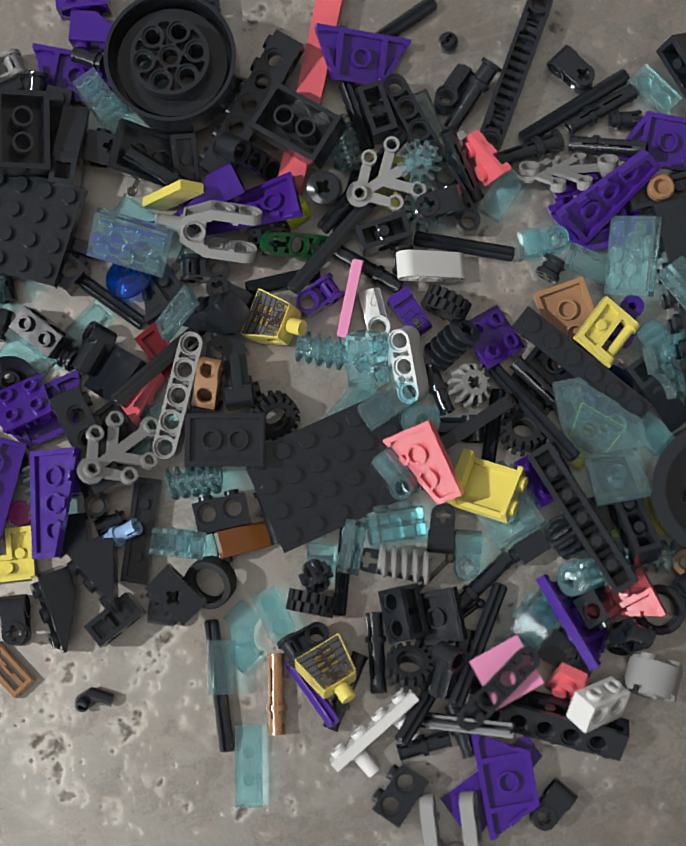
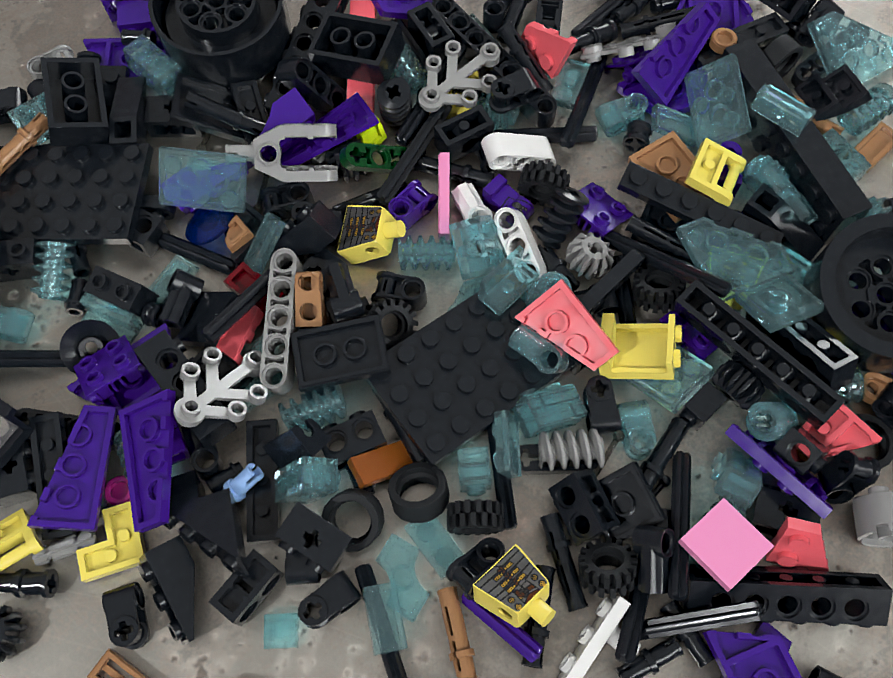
camera: 15 degrees left, 15 degrees down
(136, 657) = (281, 631): none -> clear light blue tile
(153, 297) = (237, 234): none -> medium nougat tile
(173, 195) = (244, 126): light yellow tile -> none
(173, 515) = (295, 444): none -> black hinge
(183, 641) = (334, 596): none -> black piece
(268, 553) = (421, 510): none -> black tyre
(286, 379) = (398, 287): none -> black piece
(316, 575) = (475, 480): black gear -> none
(428, 163) = (485, 41): clear light blue gear -> none
(500, 691) = (728, 565): black beam -> none
(505, 225) = (582, 103): none -> black axle
(598, 704) = (842, 559): white brick -> none

